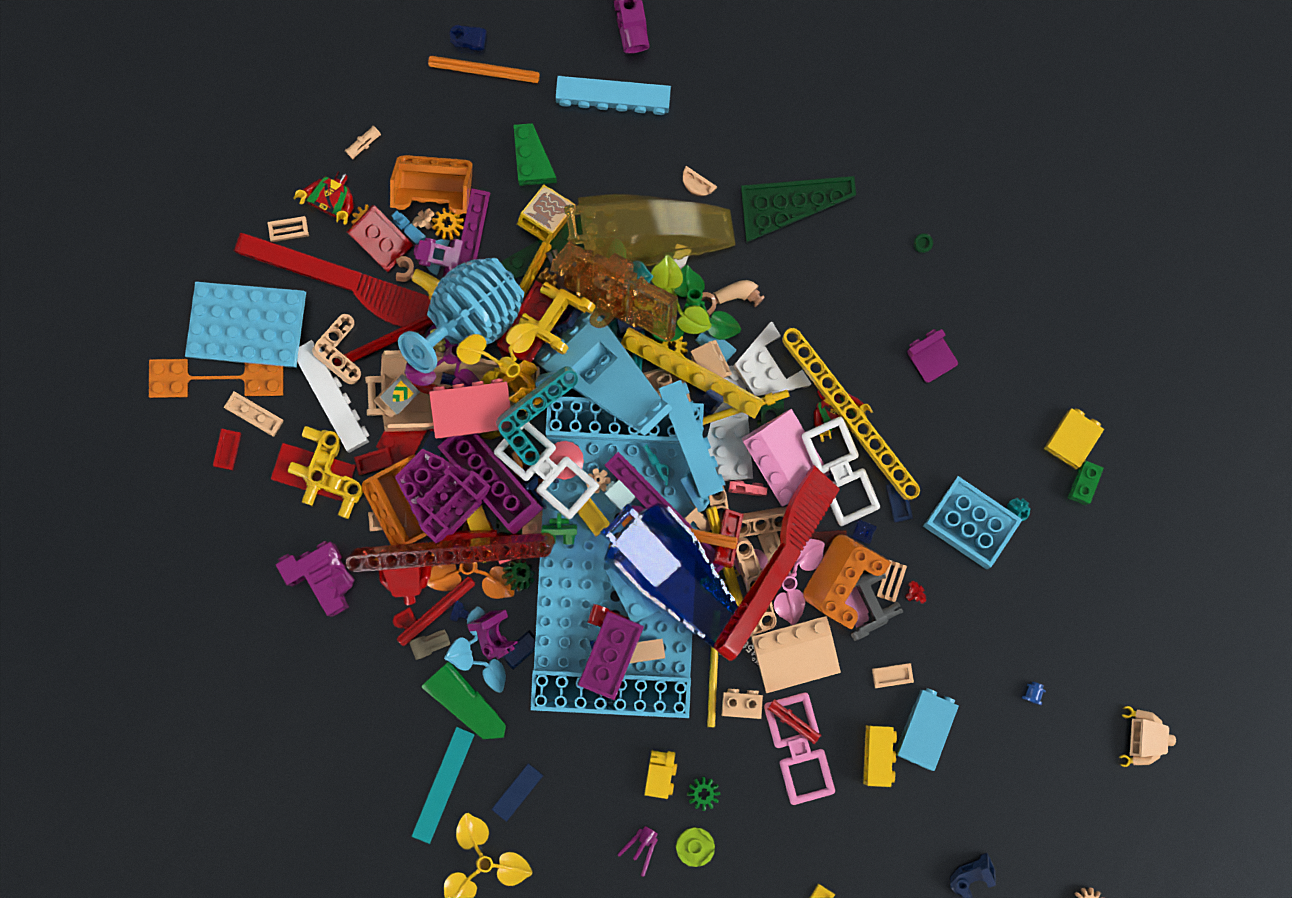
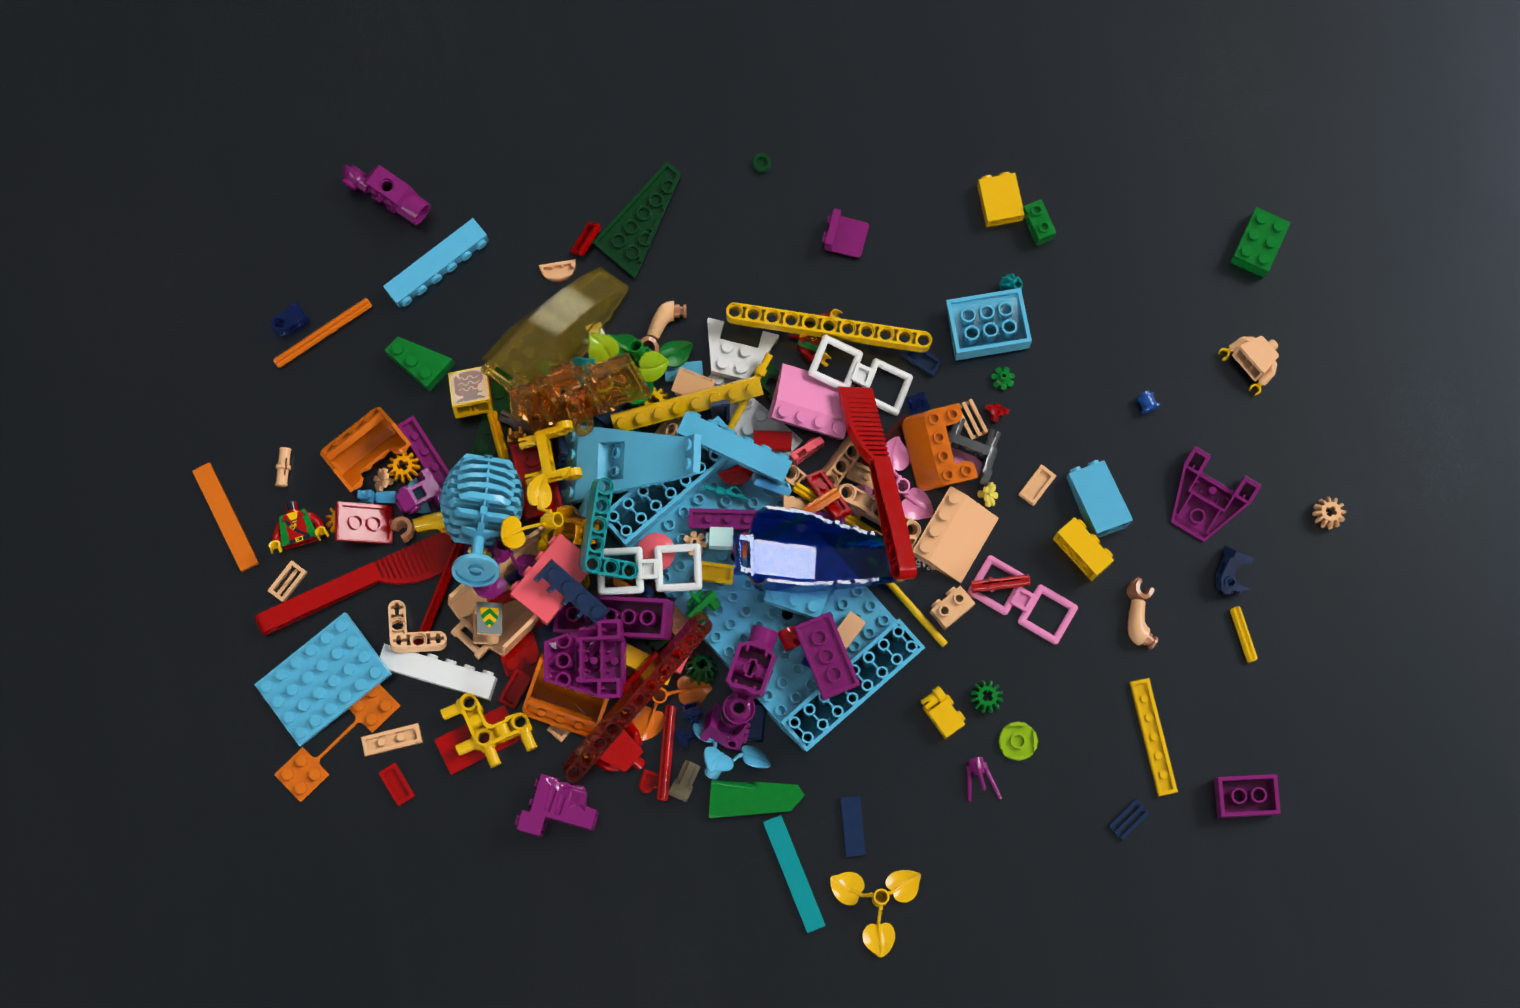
camera: 40 degrees left, 5 degrees down
(288, 140) = (225, 517): none -> orange tile
(474, 433) = (572, 591): none -> dark blue hinge
(482, 598) = (692, 710): none -> clear blue tile
(545, 614) = (750, 673): none -> magenta brick
(675, 459) = (736, 475): none -> red tile
(729, 458) = (774, 439): none -> red tile
(738, 178) = (585, 238): none -> red tile
(849, 648) = (988, 494): none -> light yellow plant
(861, 851) = (1137, 628): none -> piece
(940, 572) = (1003, 378): none -> green plant
(1004, 807) = (1205, 503): none -> magenta wedge
(1238, 655) = (1260, 242): none -> green brick

